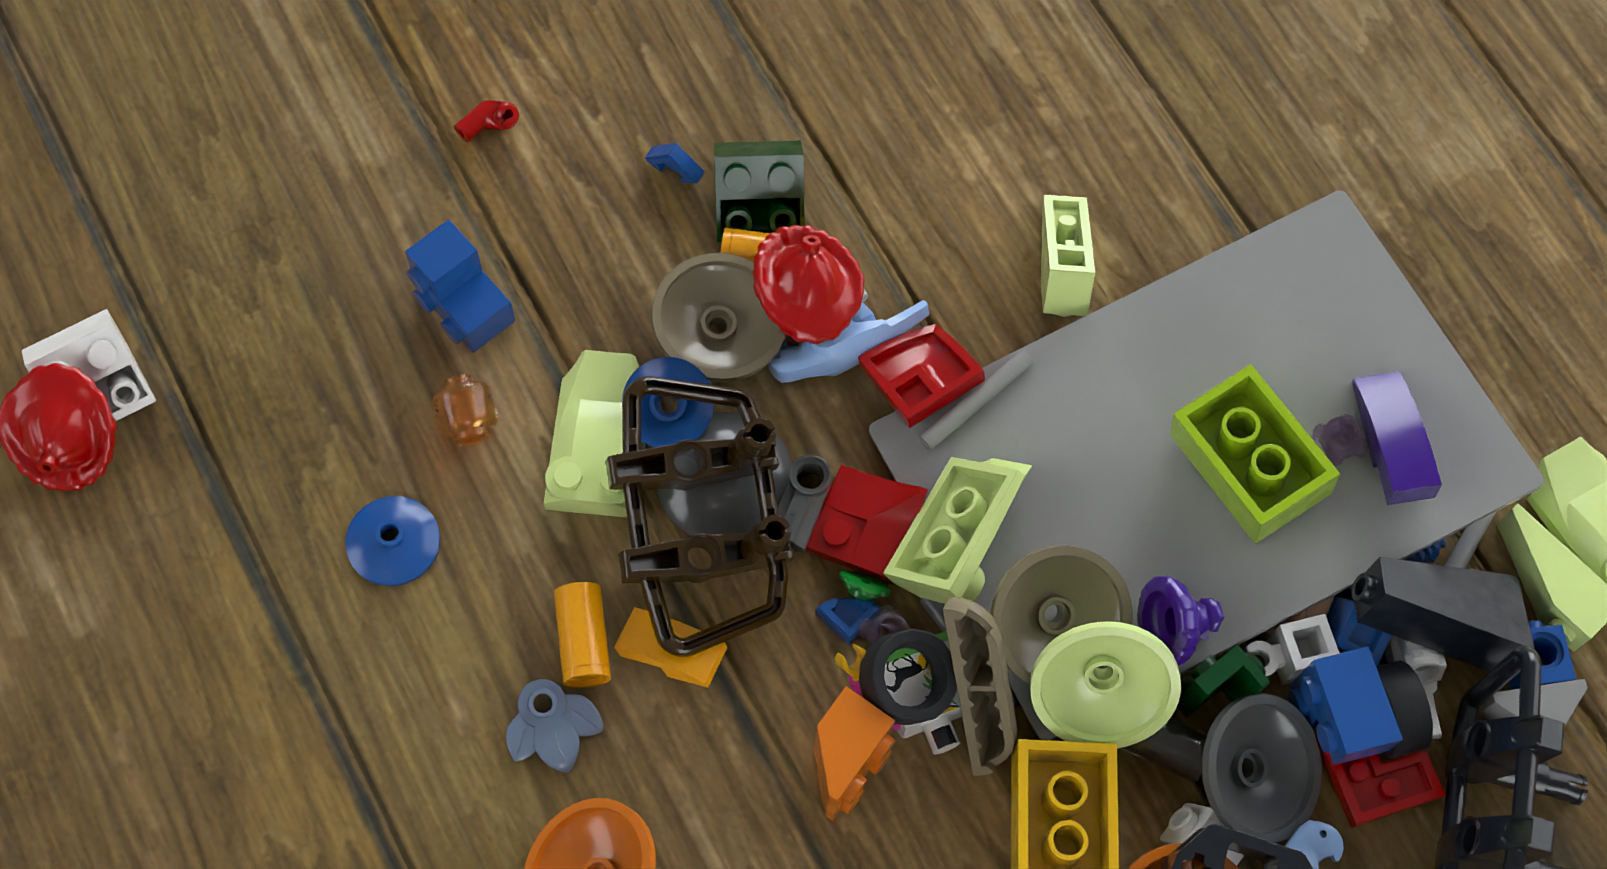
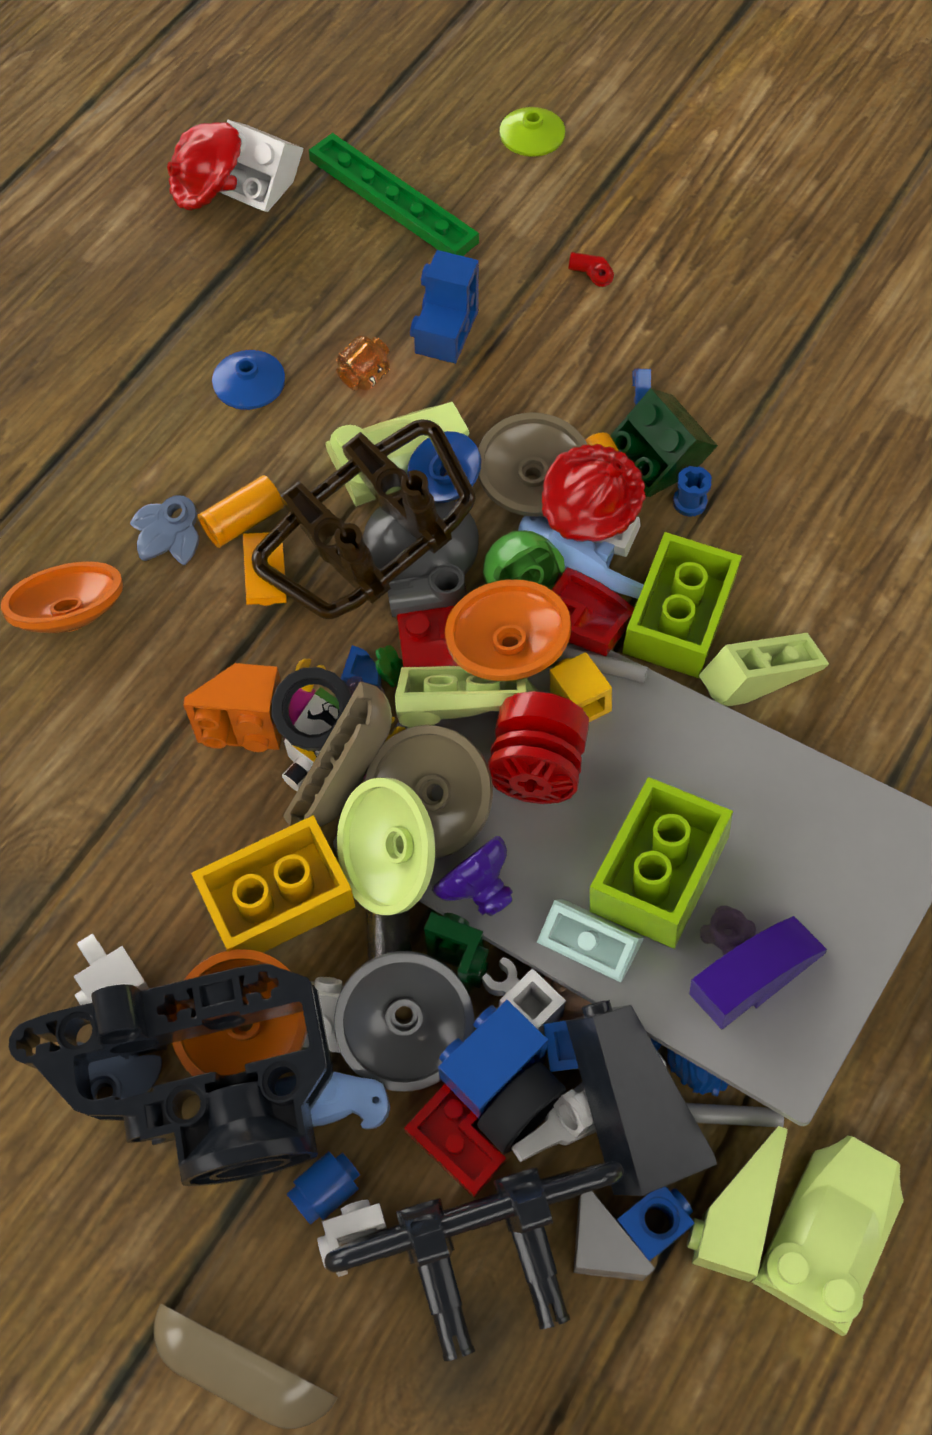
camera: 65 degrees right, 5 degrees down
(240, 255) = (393, 196): none -> green plate
(246, 78) = (532, 131): none -> lime dish
(831, 399) = (523, 557): none -> bright green cylinder
(838, 207) = (692, 490): none -> blue bush
(918, 421) = (508, 630): none -> orange dish
(966, 279) = (681, 604): none -> lime brick
(1014, 422) = (582, 684): none -> yellow brick
(1065, 486) = (538, 747): none -> red wheel
(1282, 558) = (590, 939): none -> light aqua slope

